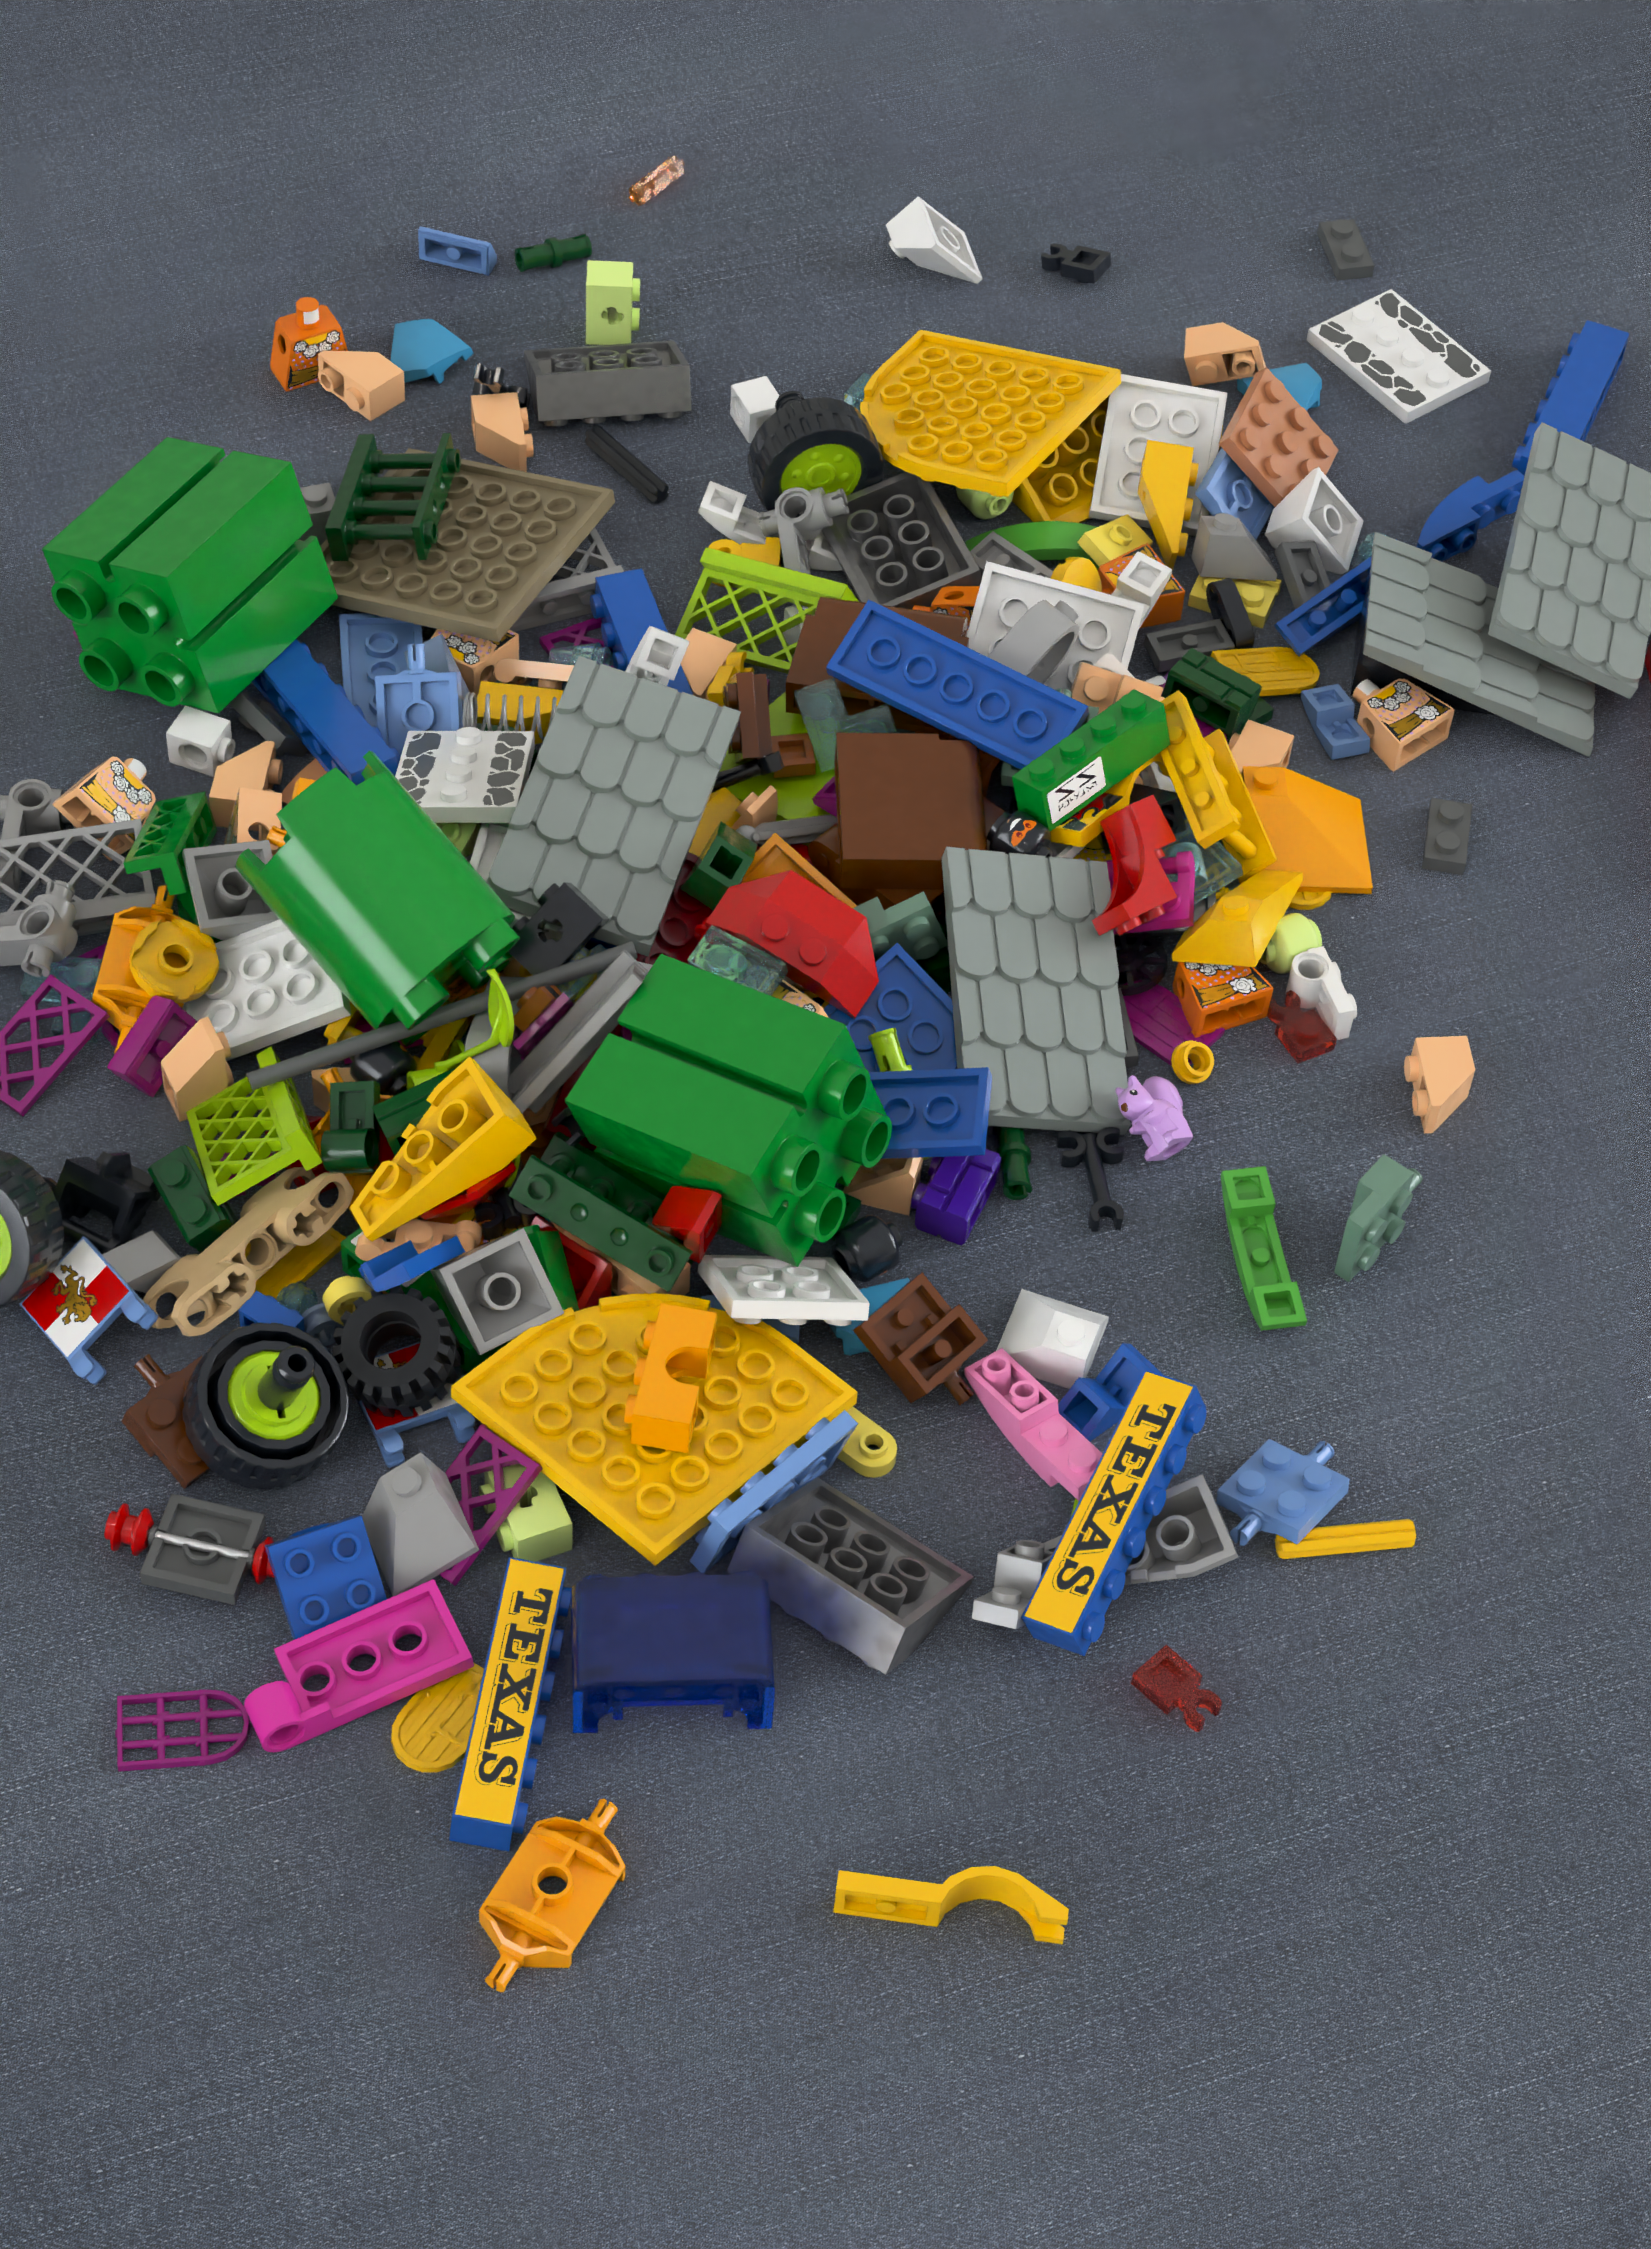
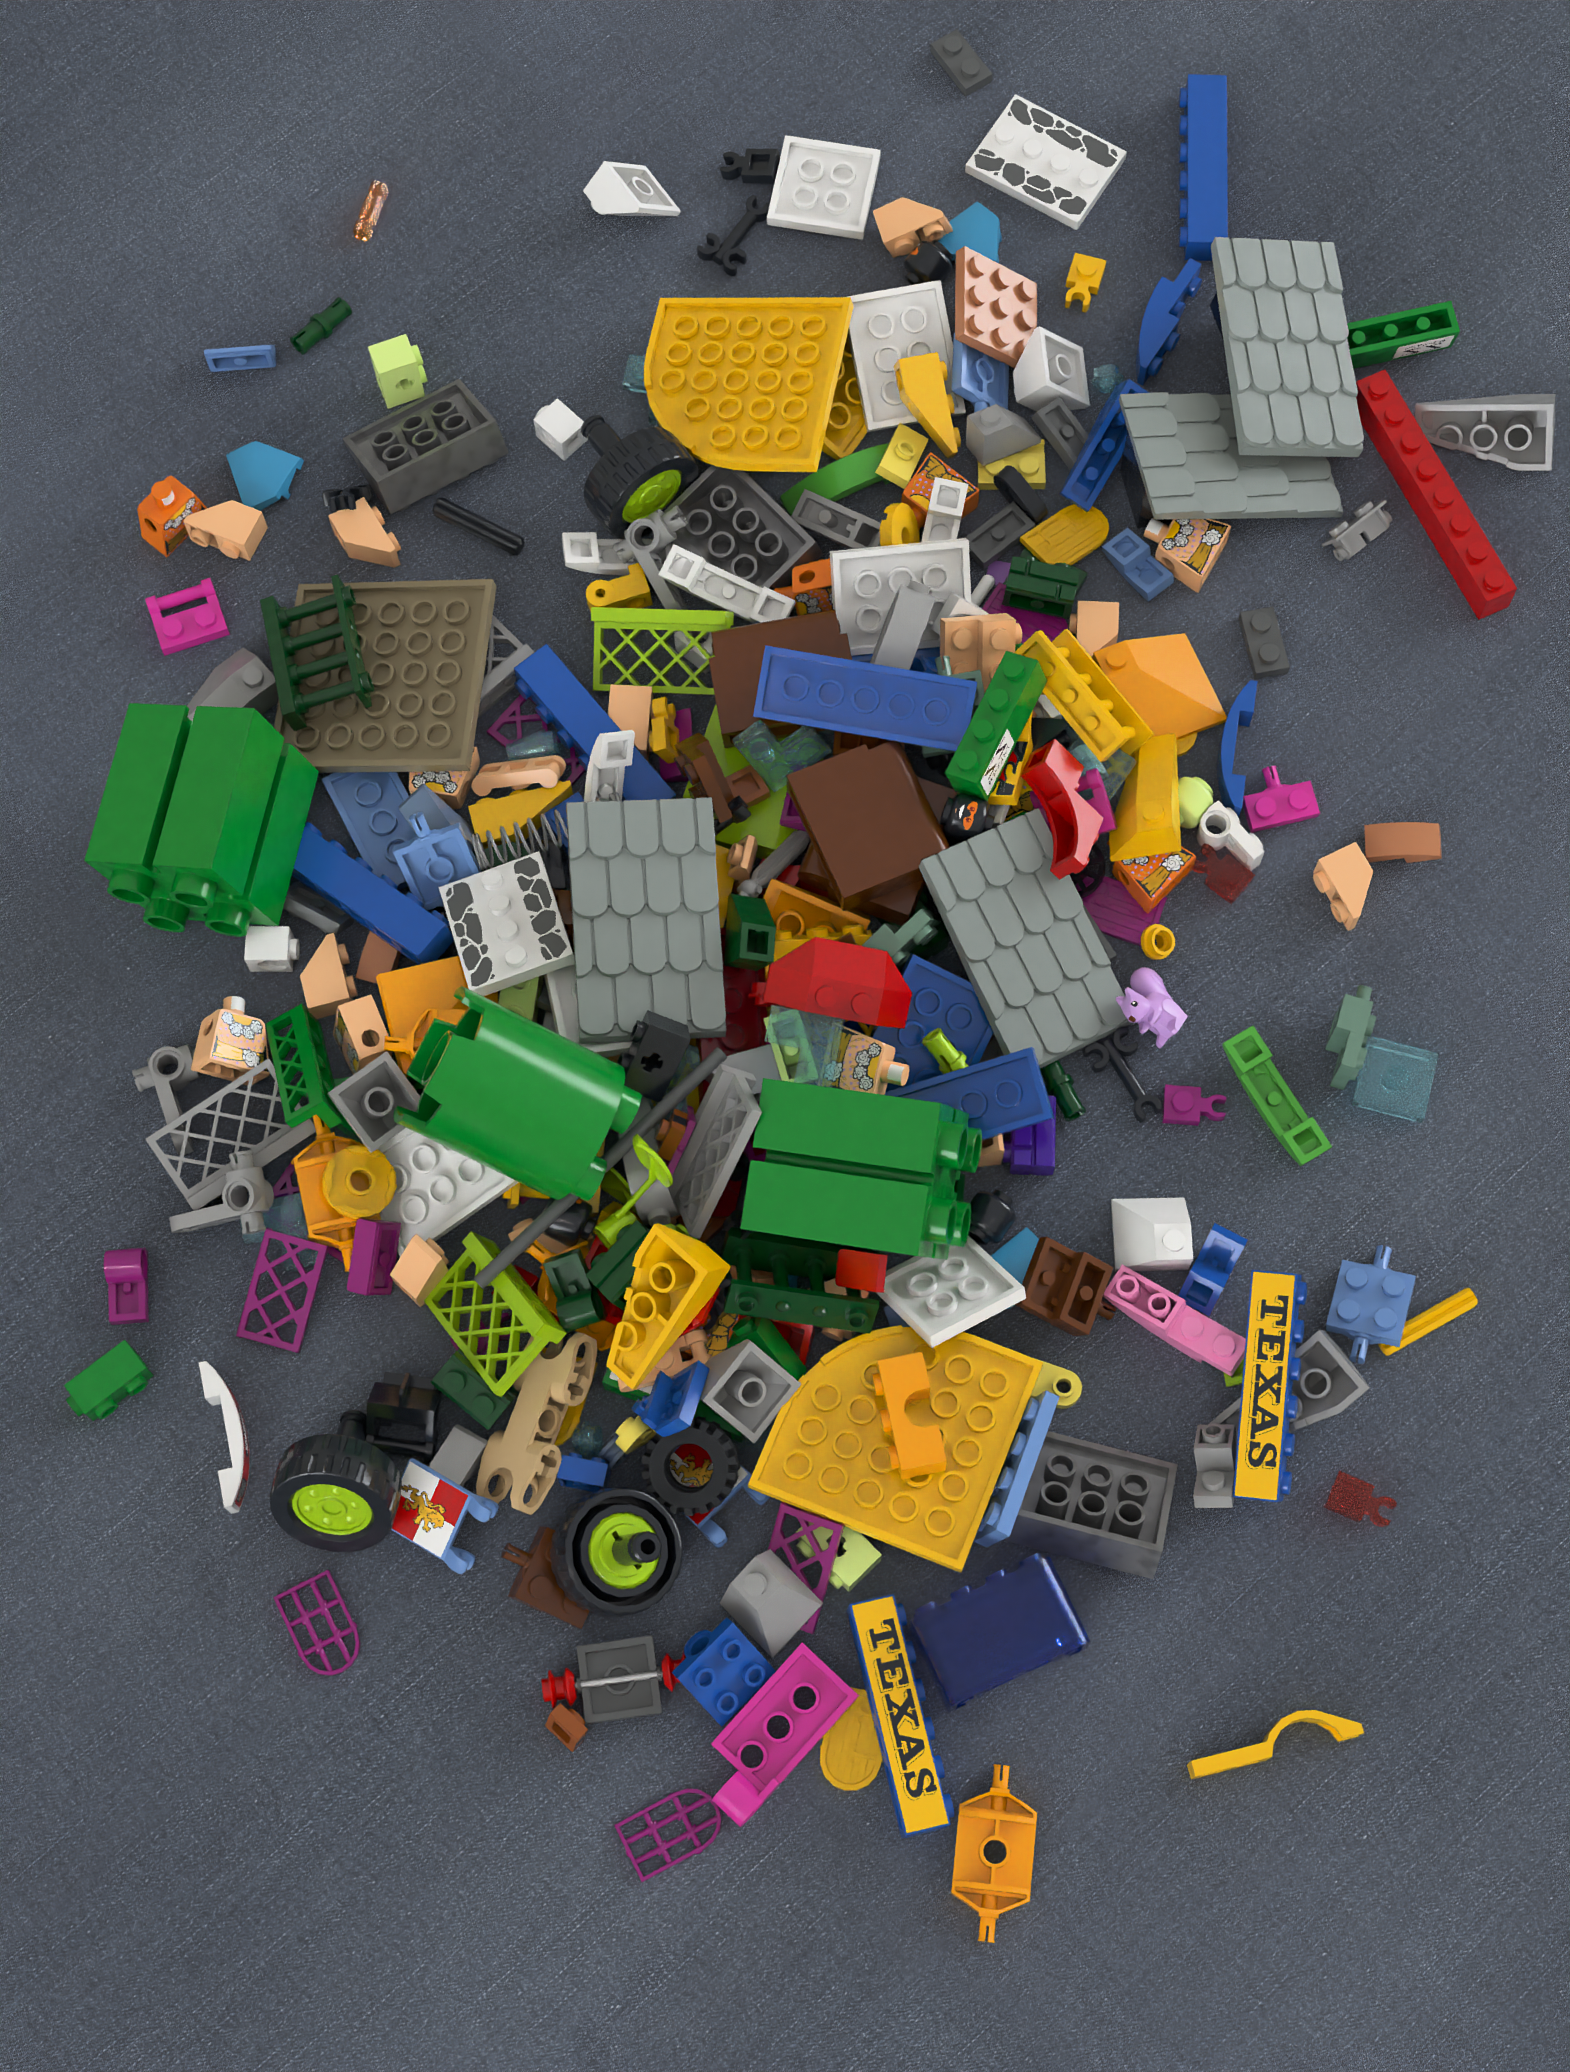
camera: 15 degrees left, 20 degrees up
(116, 1570) = (567, 1726): none -> dark orange plate
(296, 449) = (189, 626): none -> dark pink plate
(832, 559) = (723, 588): none -> white slope
(1018, 324) = (727, 251): none -> black bar
(1144, 302) = (823, 187): none -> white plate
(1156, 1228) = (1185, 1105): none -> magenta plate
(1231, 381) = (928, 263): none -> black head
(1384, 885) = (1232, 785): none -> blue slope
(1393, 461) = (1084, 278): none -> yellow plate
(1397, 985) = (1279, 803): none -> dark pink plate
(1414, 1288) = (1395, 1079): none -> clear light blue plate
(1534, 1065) = (1403, 840): none -> nougat slope
(1587, 769) = (1347, 536): none -> light grey hinge

